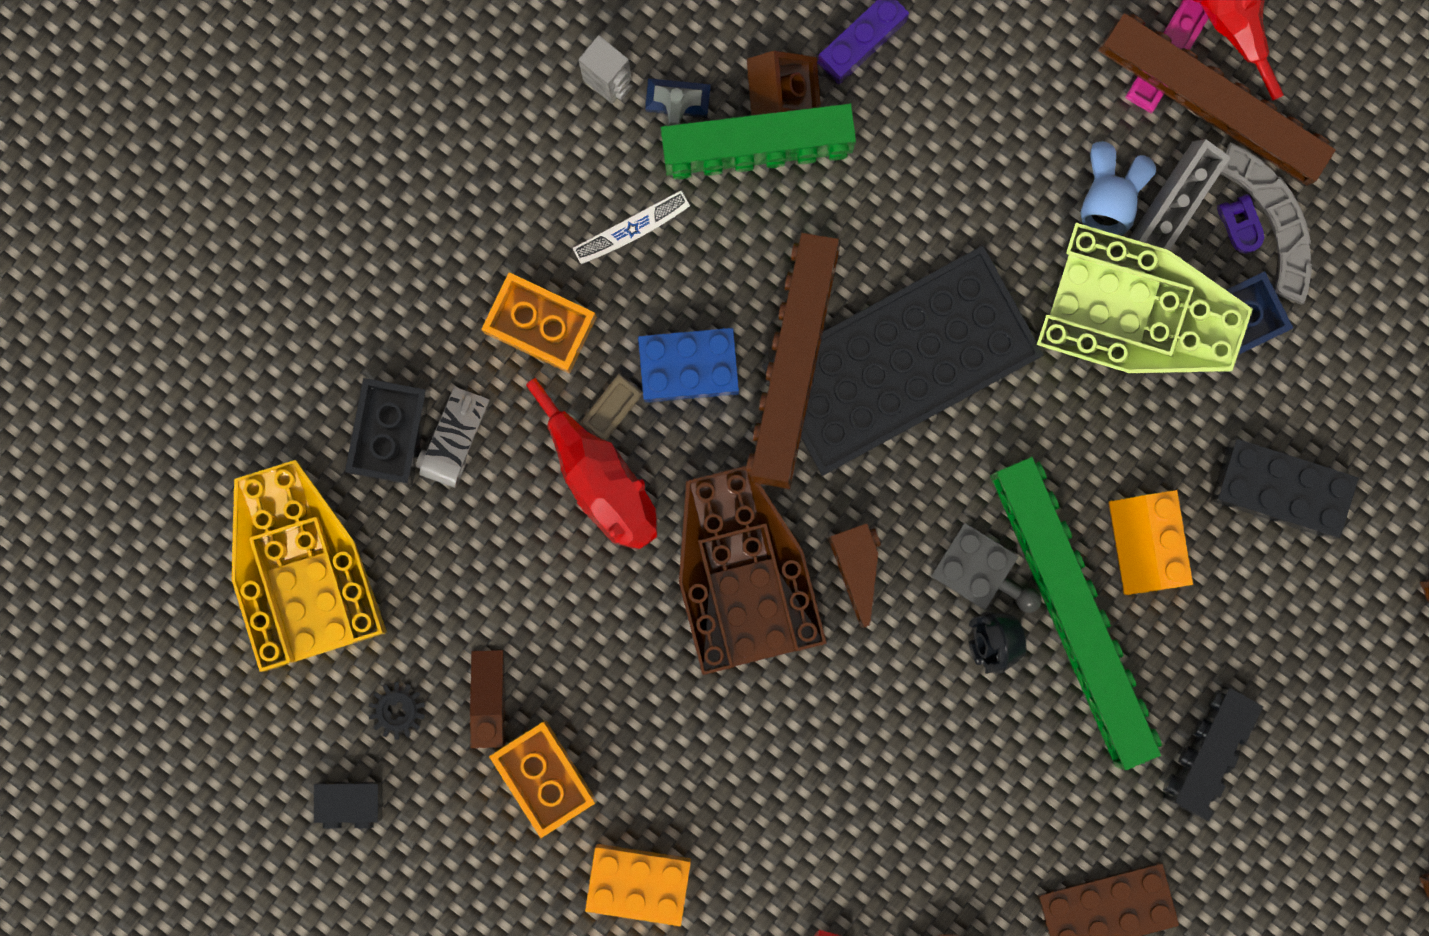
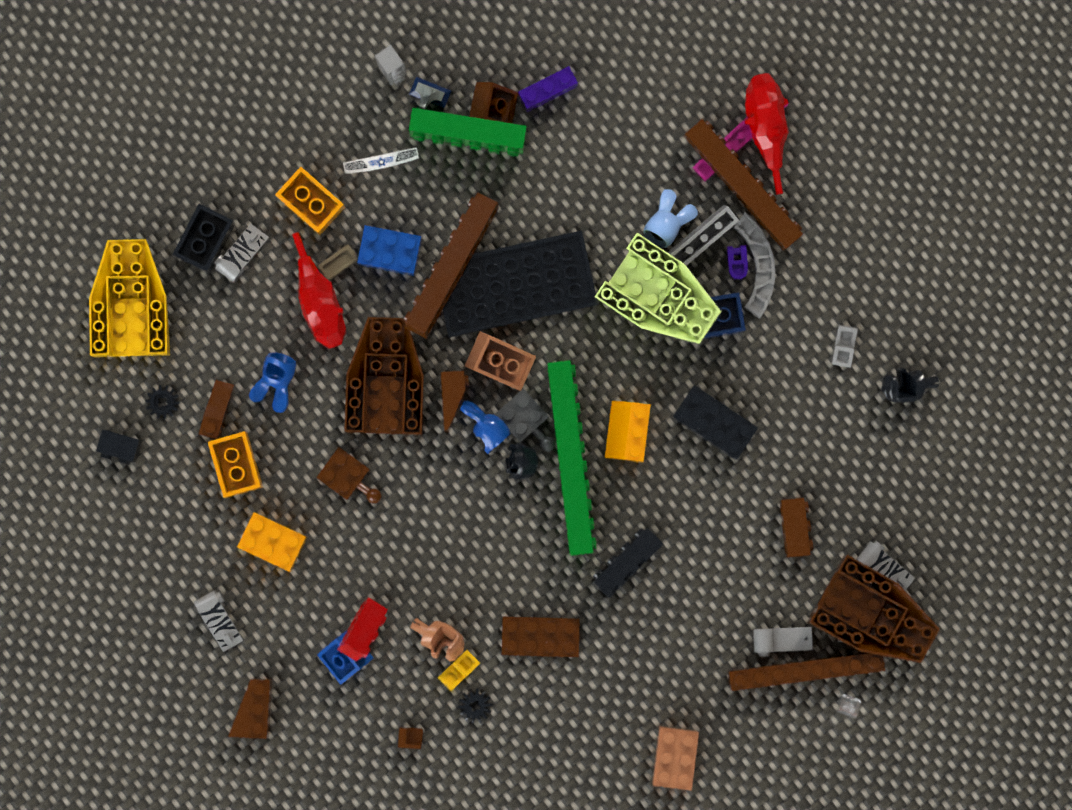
camera: 15 degrees right, 0 degrees up
(567, 612) = (277, 373): none -> blue piece
(722, 743) = (345, 475): none -> reddish brown plate
(914, 490) = (500, 361): none -> nougat slope
(927, 601) = (487, 426): none -> blue piece

